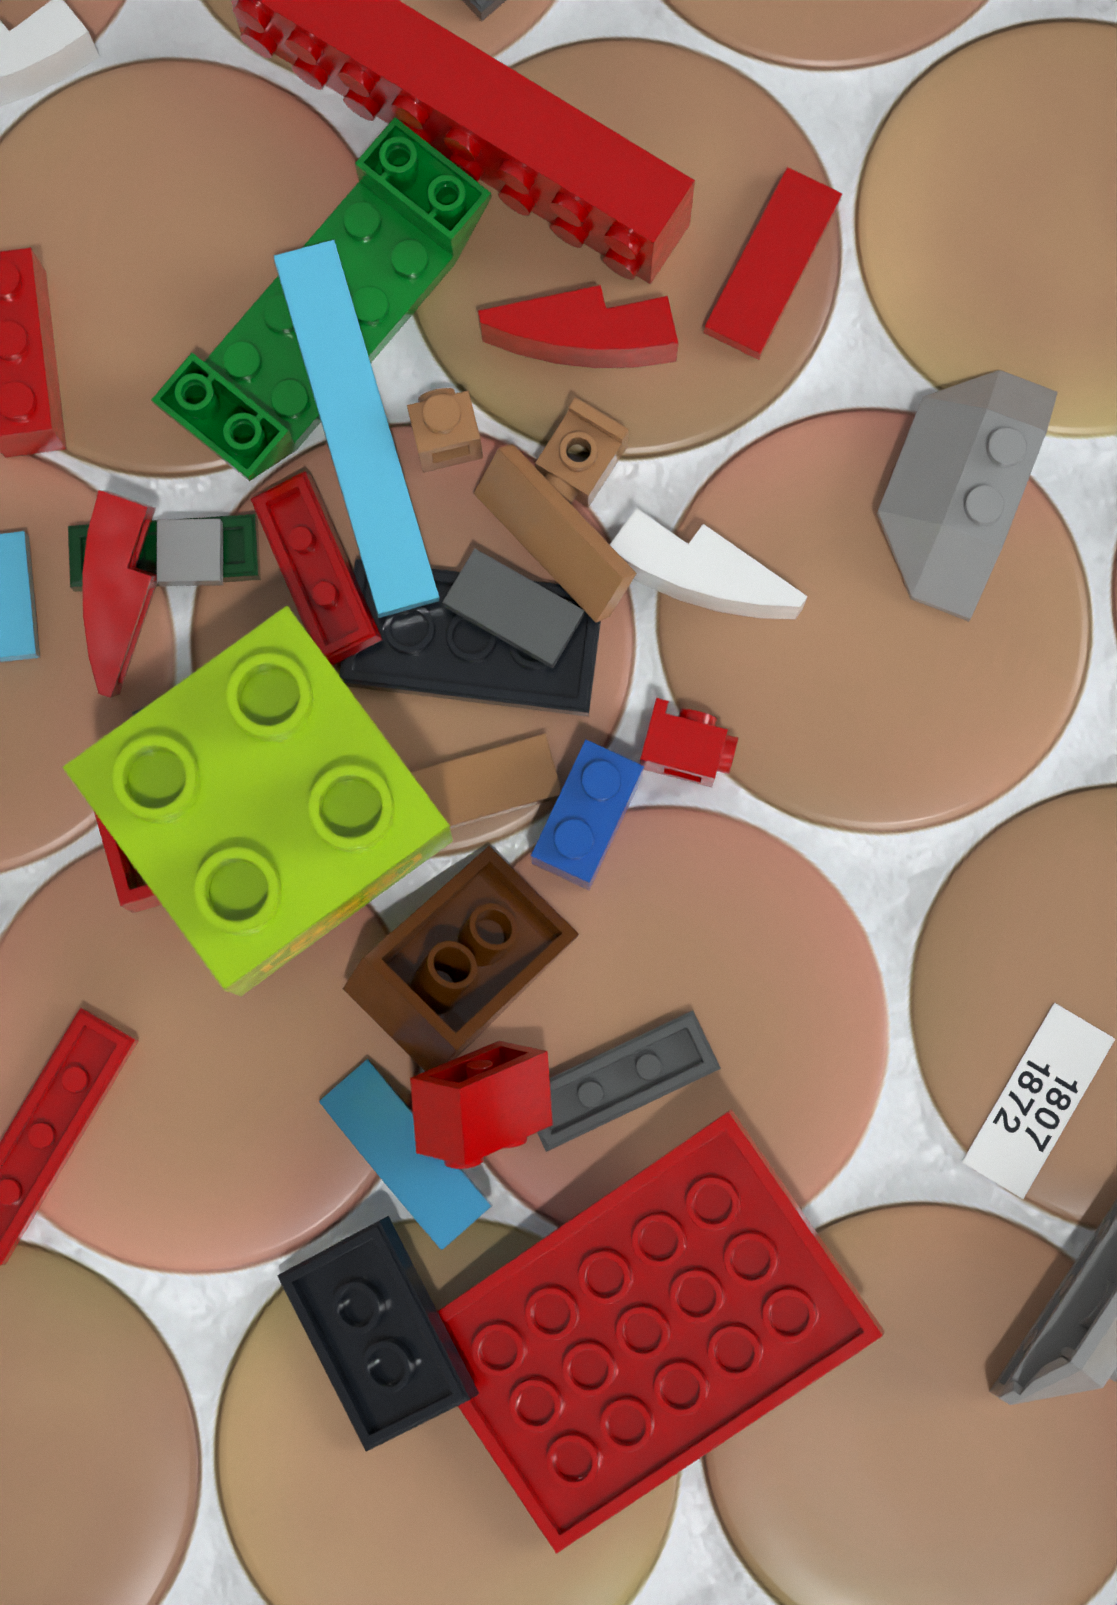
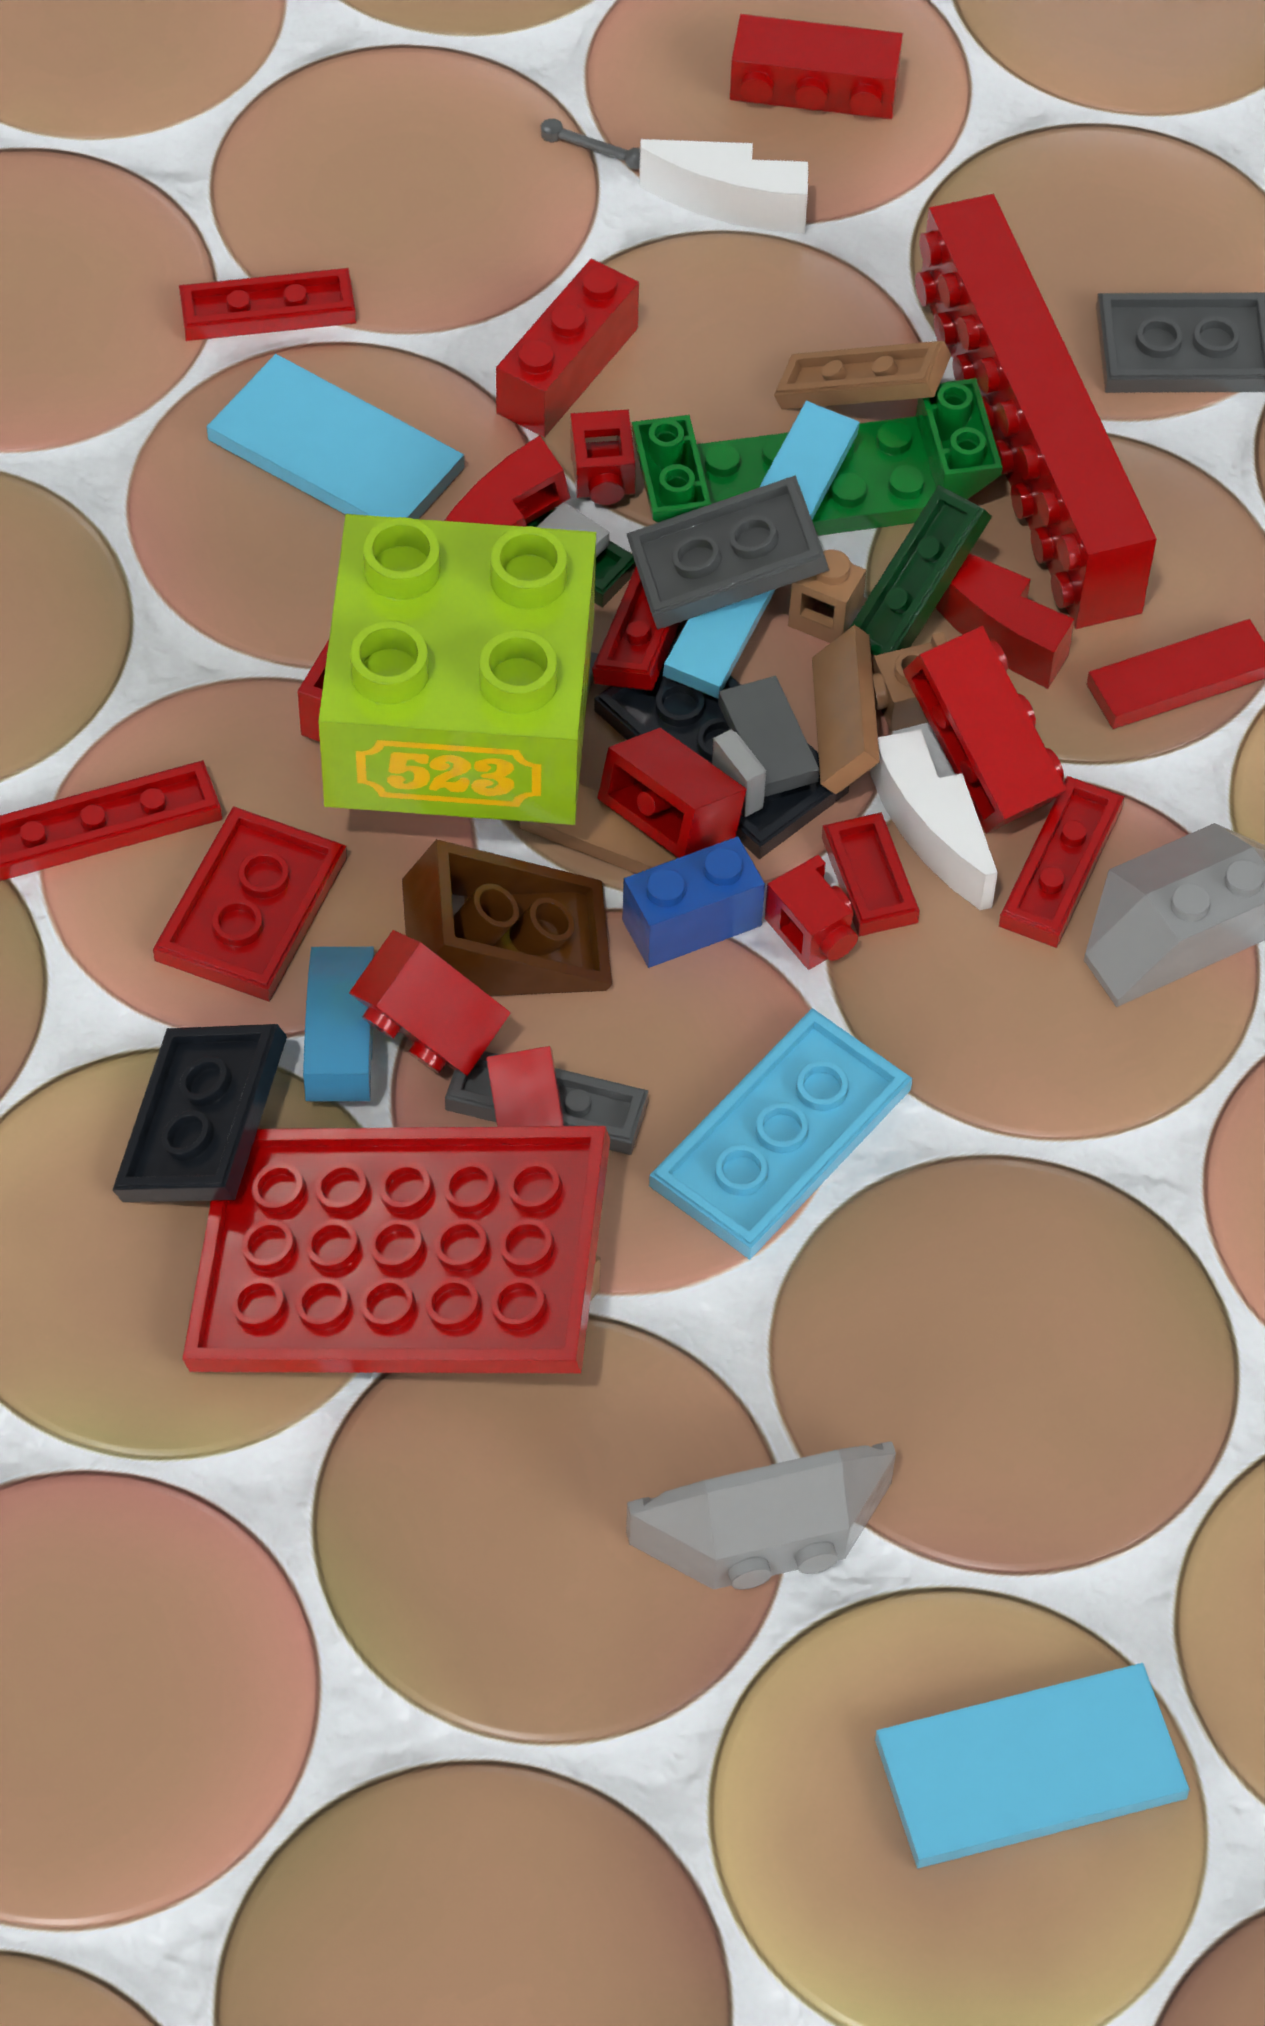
camera: 35 degrees right, 25 degrees down
(130, 425) = (606, 467): none -> red brick
(234, 1102) = (250, 903): none -> red tile
(292, 184) = (863, 375): none -> medium nougat tile
(341, 467) = (727, 552): none -> dark grey tile
(490, 734) = (671, 793): none -> red brick
(509, 355) = (921, 571): none -> dark green tile
(527, 669) = (739, 763): none -> light grey tile
(625, 1113) = (525, 1088): none -> red tile
(688, 465) = (985, 728): none -> red brick
(689, 661) = (870, 874): none -> red tile
(818, 956) = (780, 1133): none -> medium azure tile
(824, 523) = (1061, 862): none -> red tile
(1038, 1100) = (861, 1362): white sticker -> none

